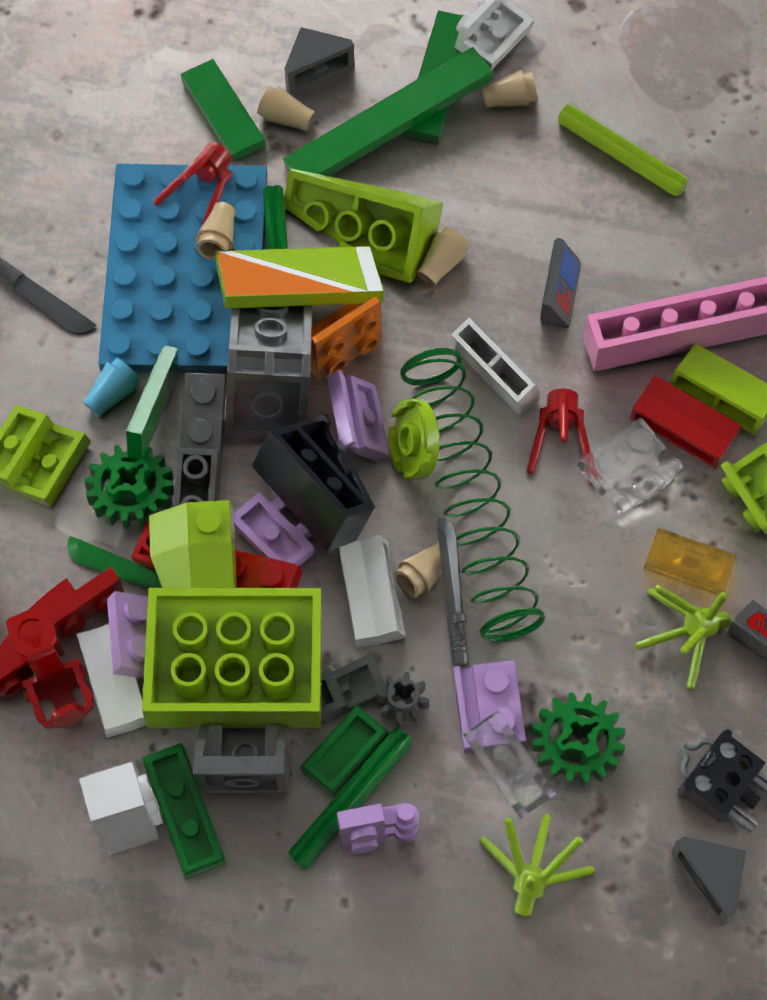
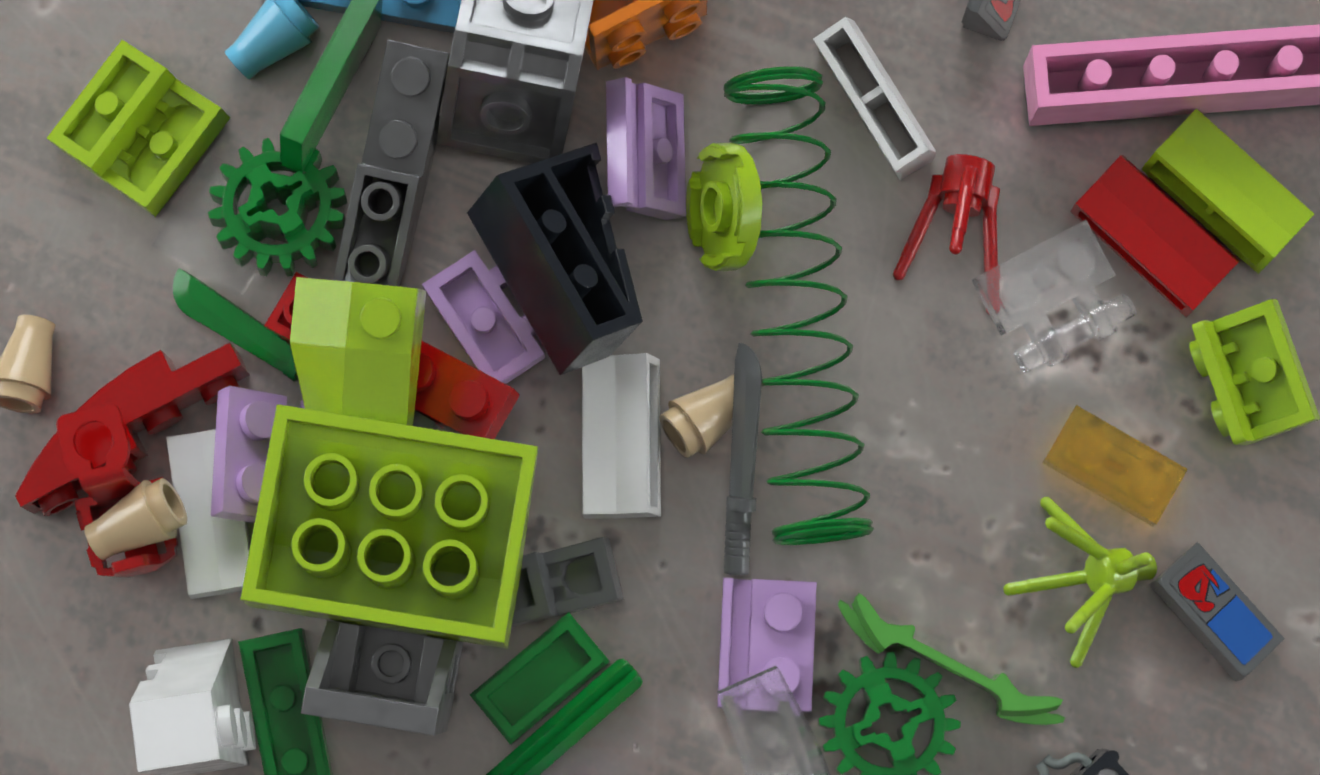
camera: 10 degrees right, 15 degrees up
(67, 681) = (139, 519): none -> tan cone
(399, 710) = (645, 601): dark grey gear -> none
(647, 706) = (1009, 701): none -> bright green piece

